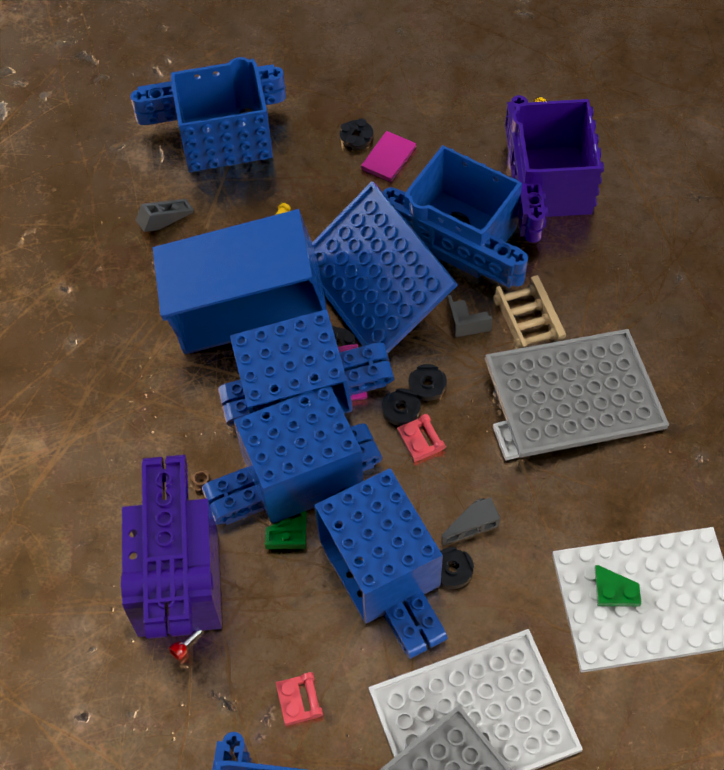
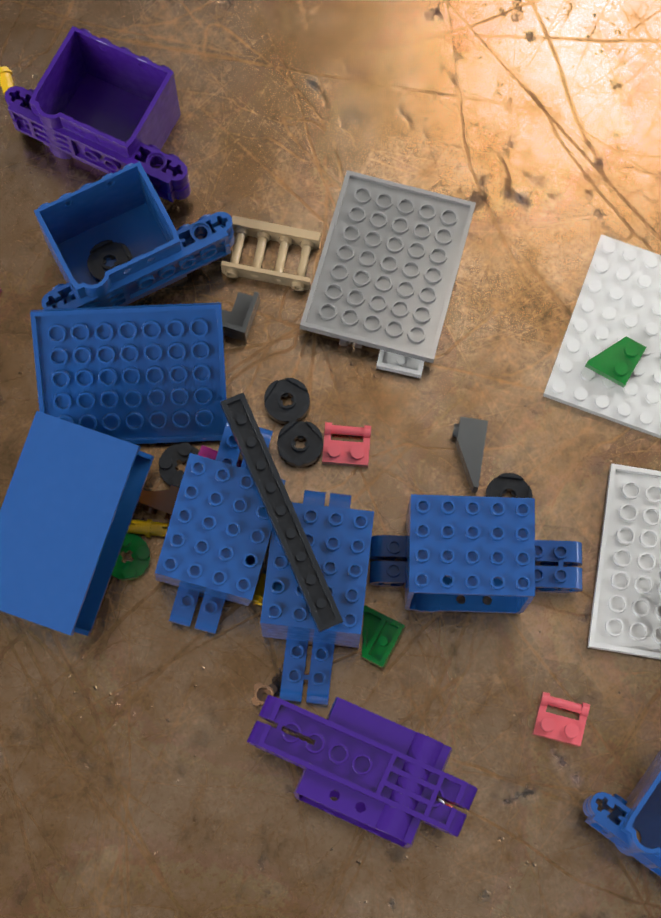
camera: 65 degrees left, 15 degrees up
(316, 386) = (281, 512): none -> black plate

